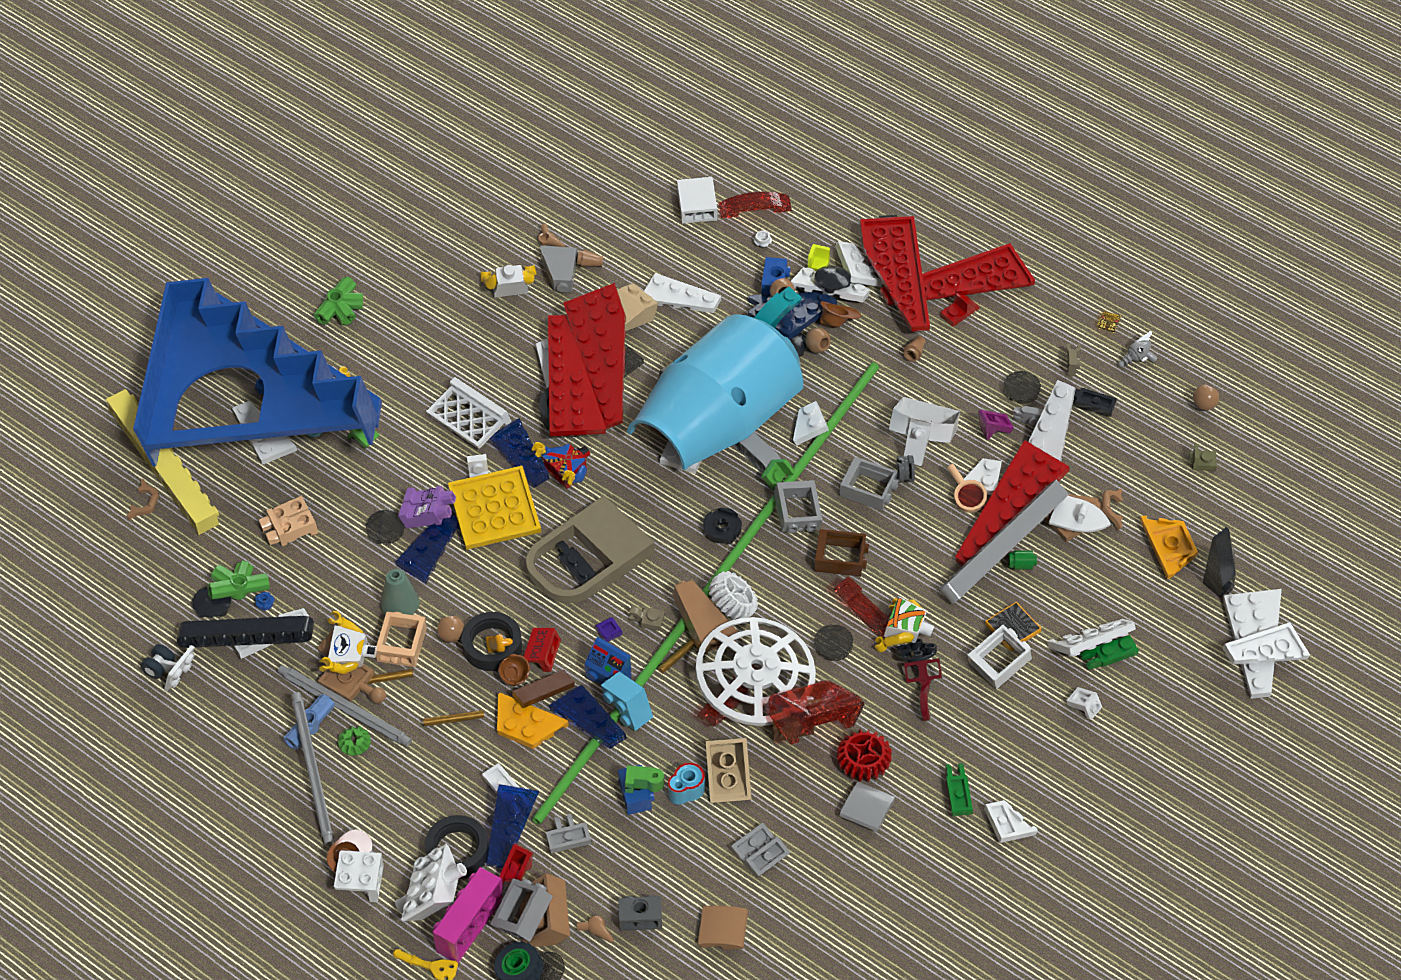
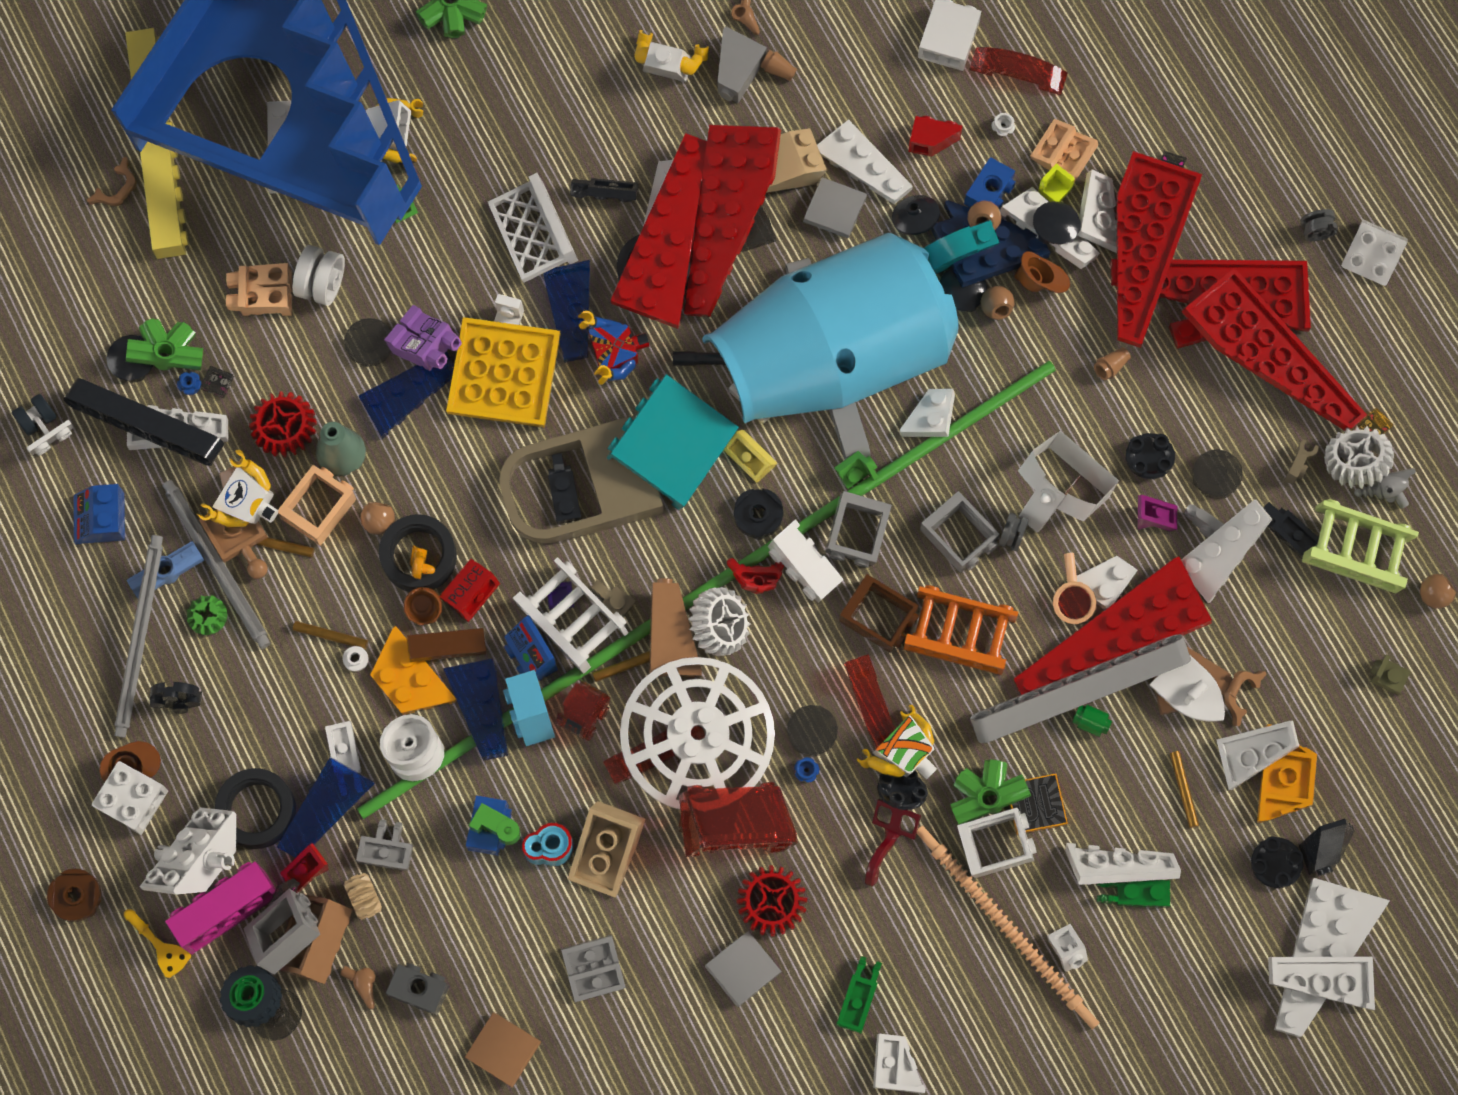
camera: 25 degrees right, 20 degrees up
(239, 706) = (99, 514): none -> blue slope
(284, 593) = (217, 381): none -> clear smoke tile
(332, 493) = (318, 275): none -> white wheel
(349, 592) = (261, 431): none -> red gear
(351, 969) = (85, 905): none -> reddish brown plate
(360, 795) = (178, 697): none -> black plate
(480, 729) = (360, 664): none -> white plate
(505, 373) = (604, 189): none -> black hinge
(554, 758) = (412, 747): none -> white wheel
(568, 867) = (362, 896): none -> tan gear
(625, 451) = (693, 358): none -> black piece
(638, 656) = (564, 637): none -> white fence
(639, 499) = (672, 440): none -> teal panel
(666, 687) = (583, 709): none -> clear red brick
(674, 327) = (835, 207): none -> light grey slope
(696, 495) = (749, 455): none -> light yellow slope
(718, 261) = (932, 135): none -> red slope
(731, 307) = (915, 215): none -> black dish
(742, 564) = (756, 578): none -> red piece
(771, 538) = (804, 562): none -> white wedge
(806, 235) = (1065, 147): none -> light nougat slope
(843, 662) = (808, 763): none -> blue plate
(902, 557) = (943, 647): none -> orange fence
(971, 392) = (1150, 455): none -> black dish
(976, 623) = (979, 789): none -> bright green piece
(1003, 295) = (1255, 337): none -> red wing
(1006, 219) = (1319, 225): none -> dark grey wheel
(1051, 223) = (1374, 252): none -> white bracket
(1107, 578) = (1184, 789): none -> pearl gold bar
(1107, 734) = (1074, 1002): none -> light nougat hose
(1110, 339) = (1361, 463): none -> white gear
(1141, 404) = (1343, 563): none -> yellowish green fence
(1141, 533) = (1255, 750): none -> white wing
(1194, 596) = (1277, 862): none -> black dish

